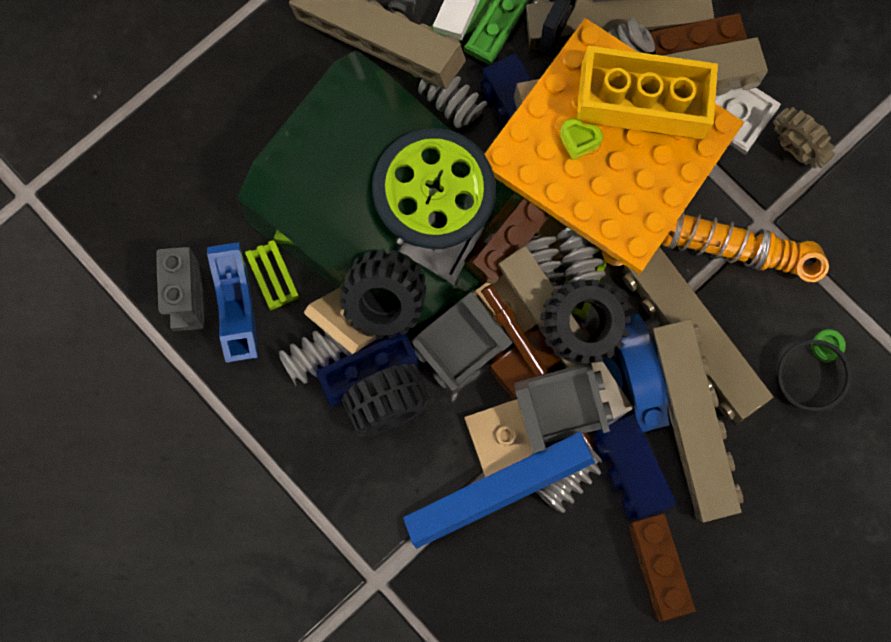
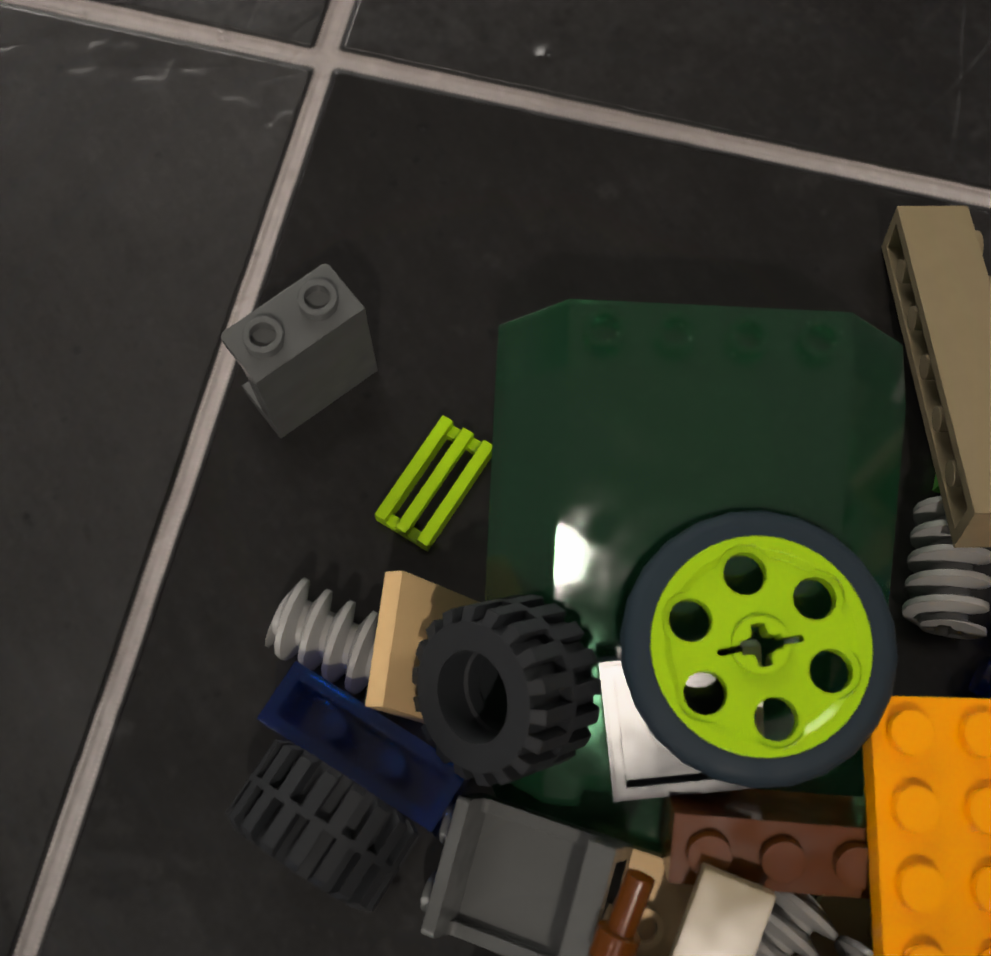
camera: 55 degrees right, 5 degrees down
(234, 302) = (343, 458): blue arch -> none

